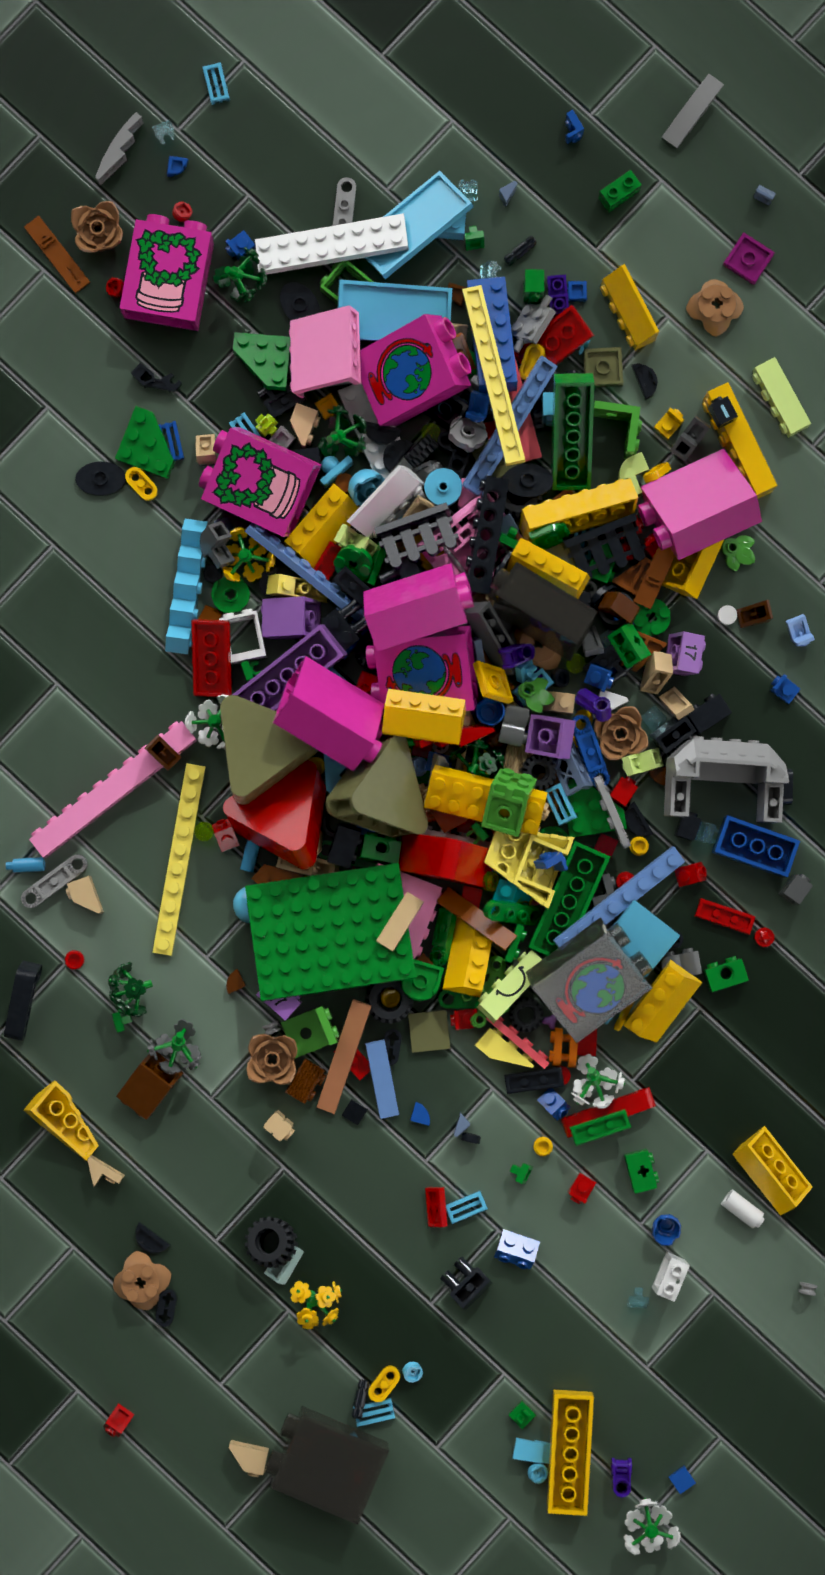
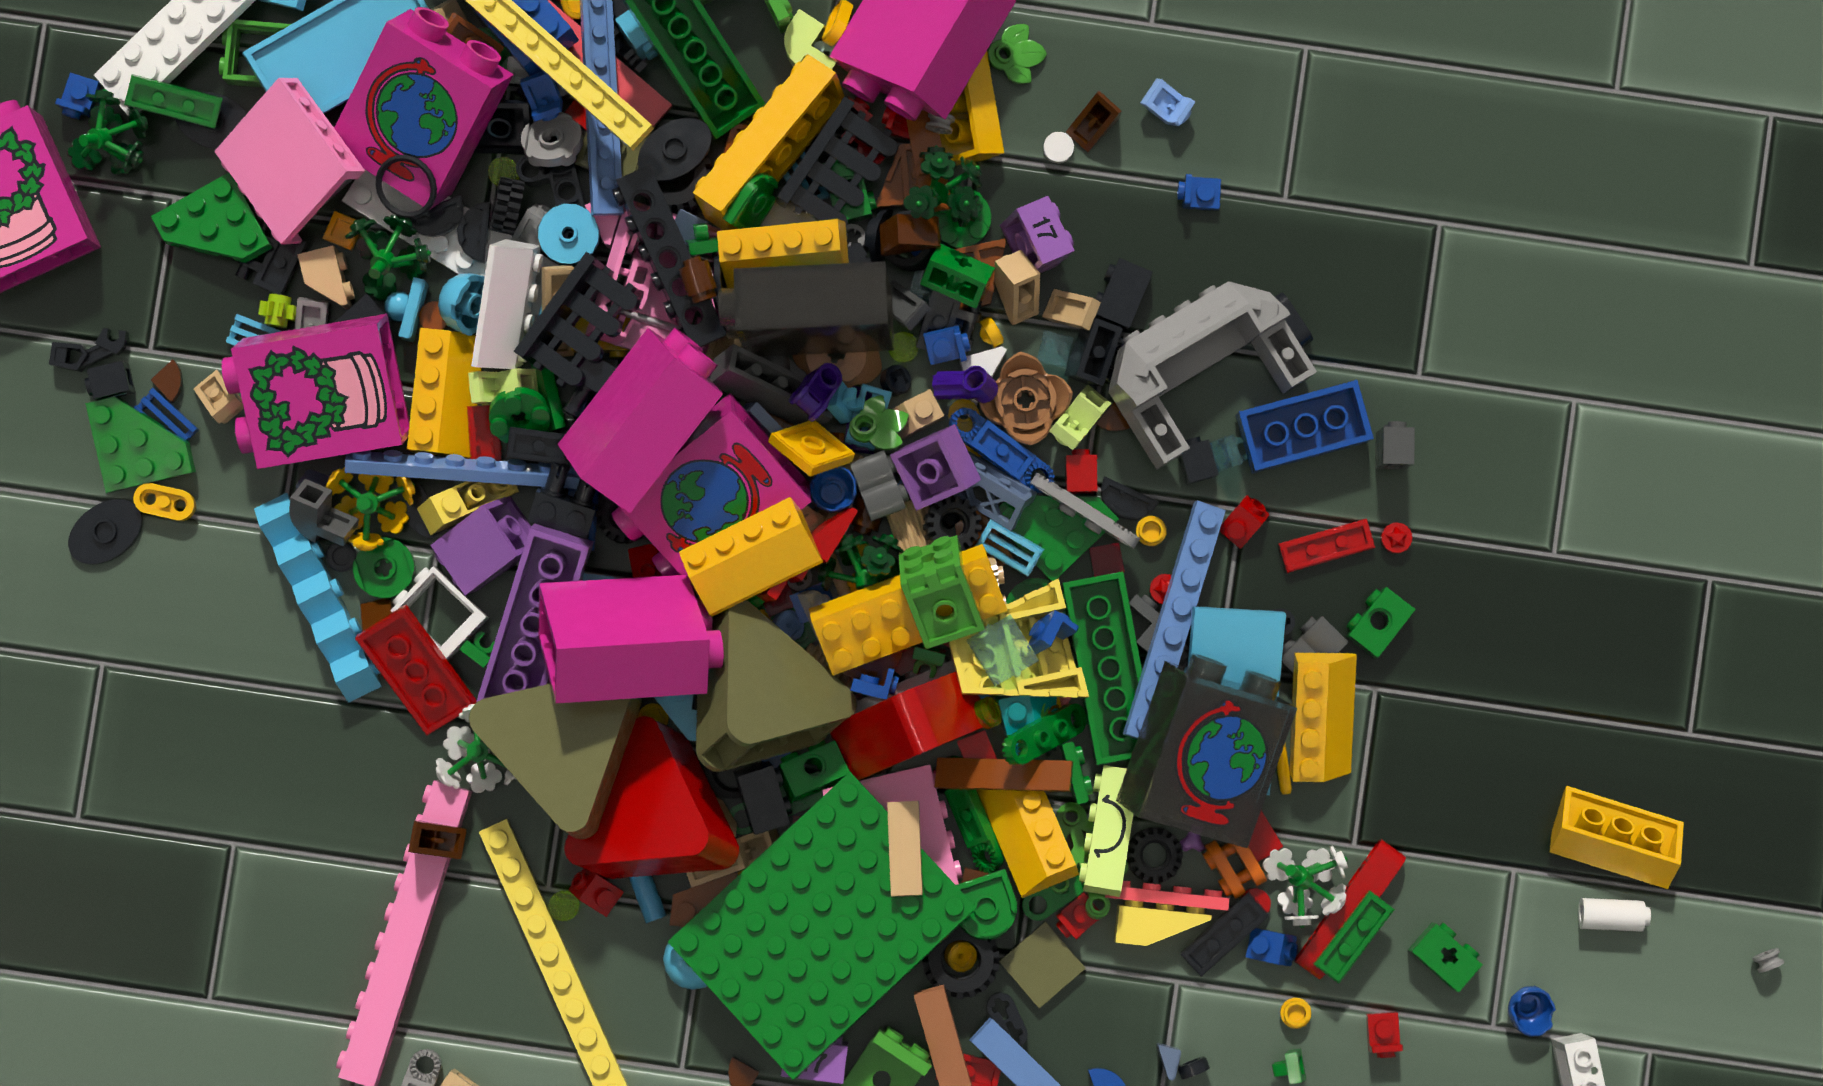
camera: 30 degrees left, 0 degrees up
(156, 402) = (110, 381): none -> black brick
(186, 423) = (169, 380): none -> reddish brown tile
(286, 280) = (173, 101): none -> green tile
(391, 400) = (433, 191): none -> black tyre
(438, 824) = (869, 685): none -> blue bracket
(494, 555) = (698, 279): none -> reddish brown brick
(520, 854) = (1002, 650): none -> clear light blue piece
(626, 687) = (990, 333): none -> yellow tile
(657, 608) = (961, 201): none -> dark green plant
(673, 561) = (940, 125): none -> light grey bush

